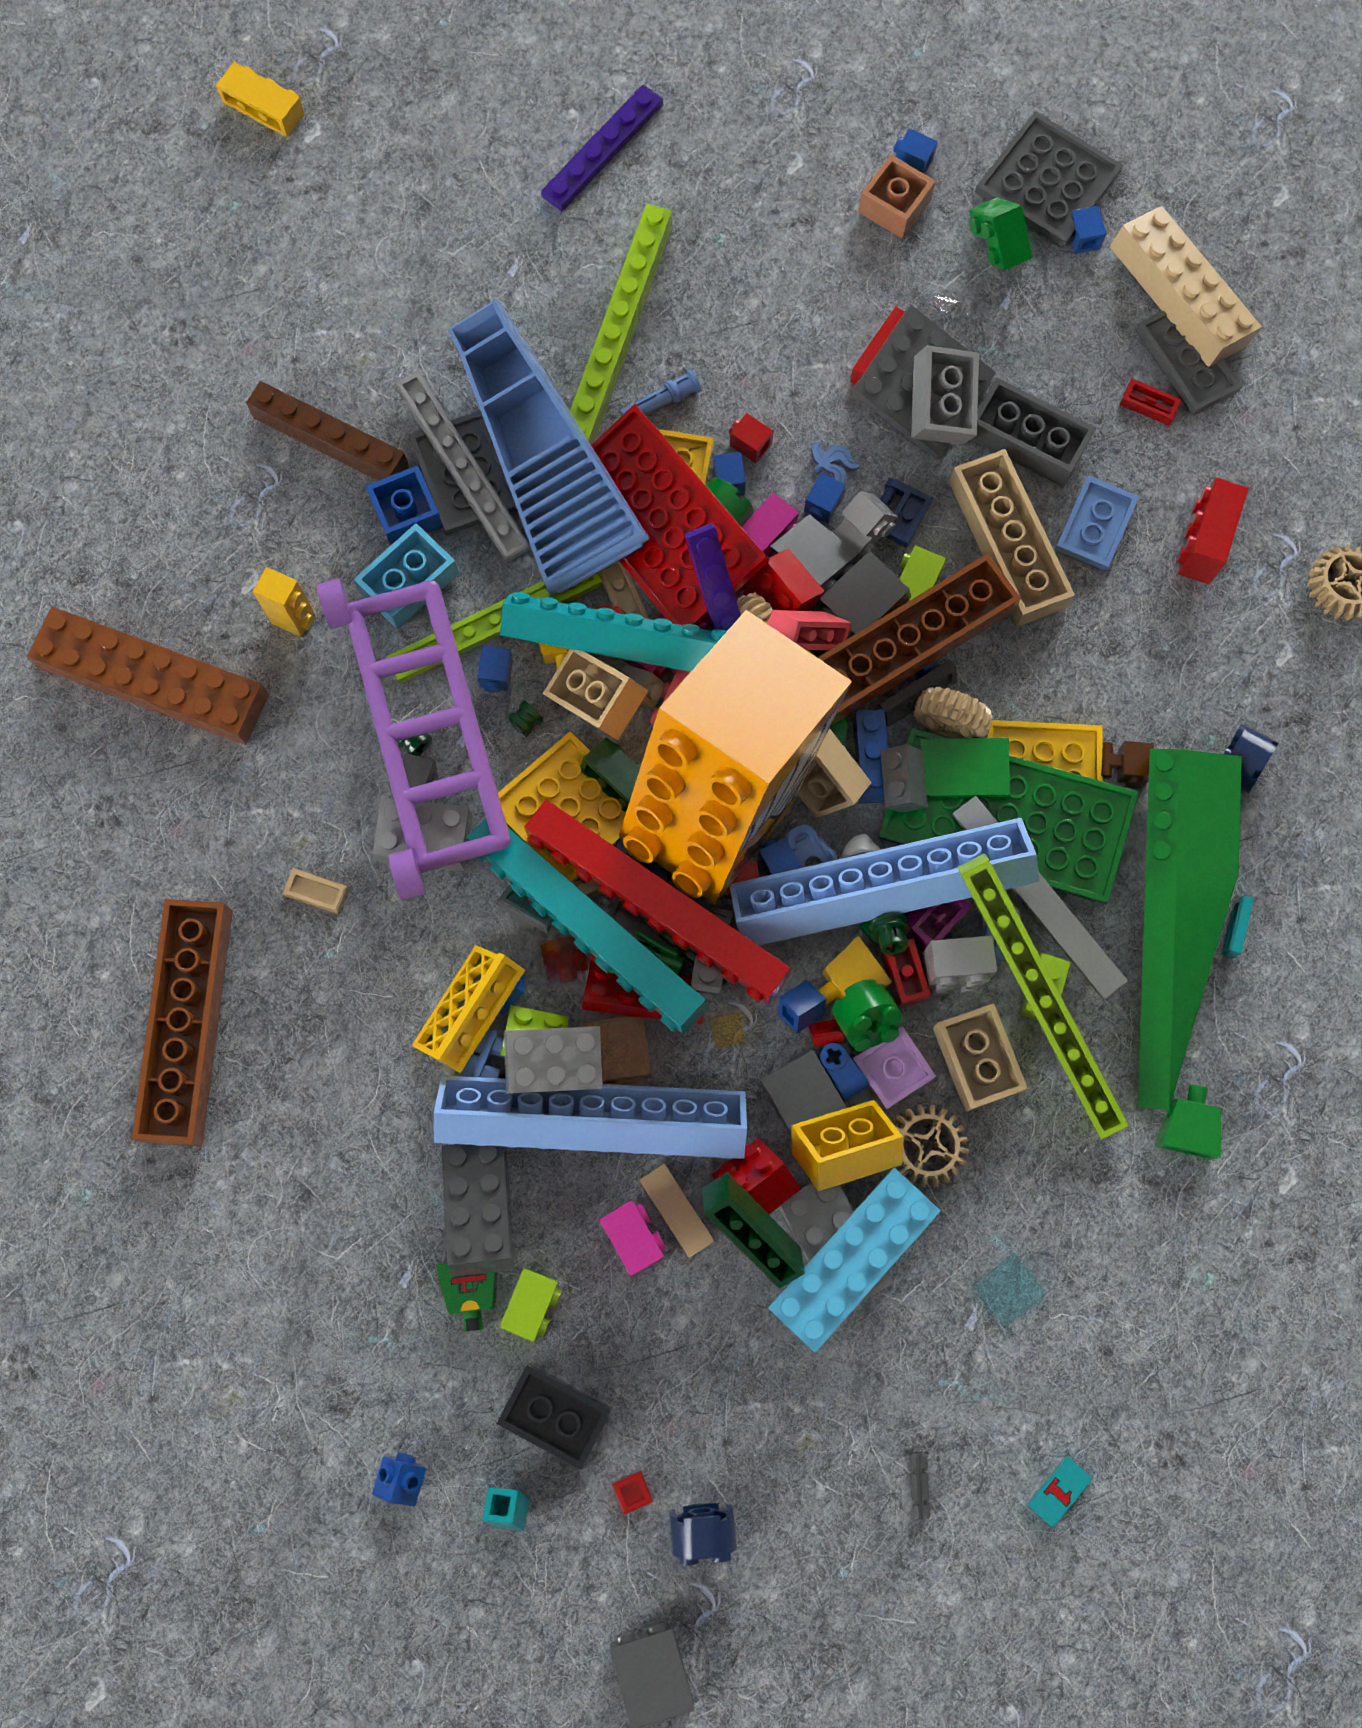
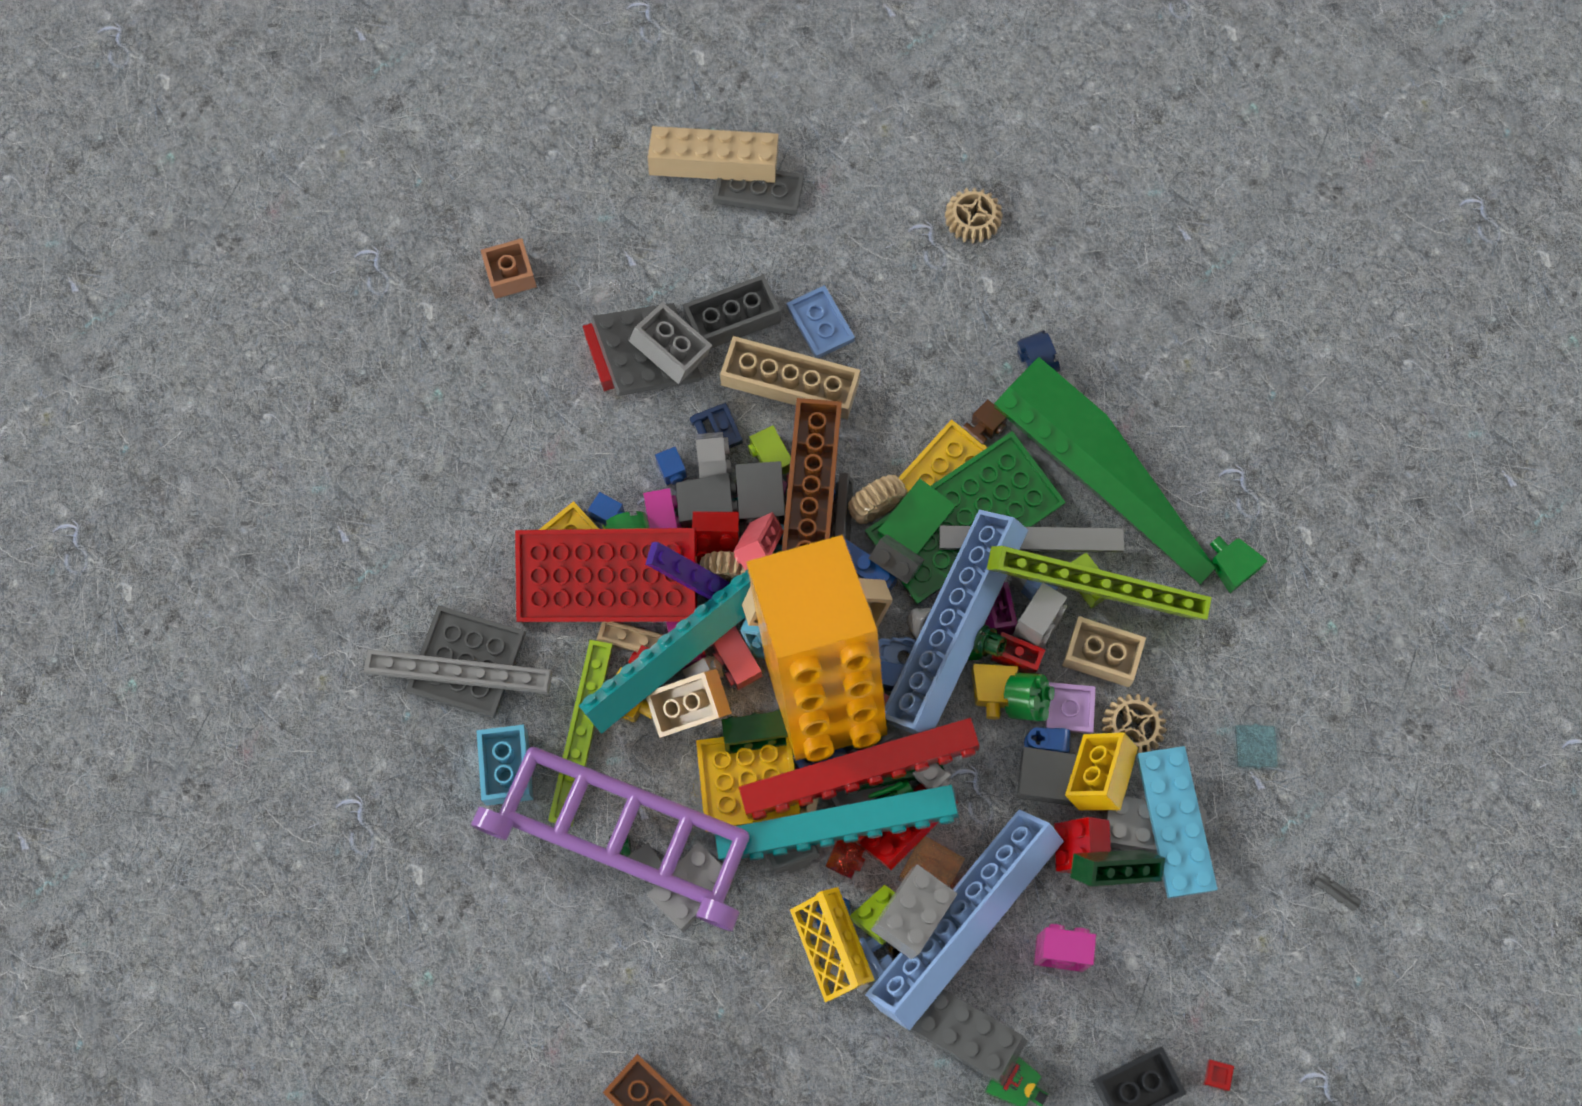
camera: 50 degrees left, 5 degrees down
(148, 675) = (427, 991): dark orange brick -> none
(260, 99) = (73, 606): yellow brick -> none
(284, 602) = (460, 857): yellow brick -> none
(315, 891) = (670, 989): tan tile -> none
(325, 433) = (358, 743): reddish brown brick -> none
(402, 502) = (454, 730): blue brick -> none
(495, 669) = (615, 756): blue brick -> none
(525, 718) = (664, 762): dark green wheel -> none
(530, 1305) = (1055, 1050): lime brick -> none
(554, 475) = (527, 618): medium blue brick -> none
(602, 147) = (310, 417): dark purple plate -> none
(621, 320) = (449, 505): lime brick -> none
(670, 393) = (519, 503): medium blue pin -> none
(676, 1210) = (1061, 911): tan tile -> none
(703, 1533) = (1277, 1047): dark blue brick -> none
(727, 1030) = (969, 791): clear yellow tile -> none
(750, 437) = (592, 478): red brick -> none
(801, 1006) = (990, 733): blue panel -> none
(825, 1033) = (1017, 732): red tile -> none
(832, 455) = (644, 439): medium blue piece -> none
(916, 150) = (486, 234): blue brick -> none
(1004, 229) = (587, 224): green brick -> none
(1049, 176) = (573, 173): dark grey plate -> none
(1059, 1491) = (1397, 811): teal tile -> none
(1089, 229) = (629, 177): blue panel -> none
(1148, 405) = (770, 234): red tile -> none
(1211, 530) = (882, 262): red brick -> none
(1238, 926) = (1135, 441): teal tile -> none

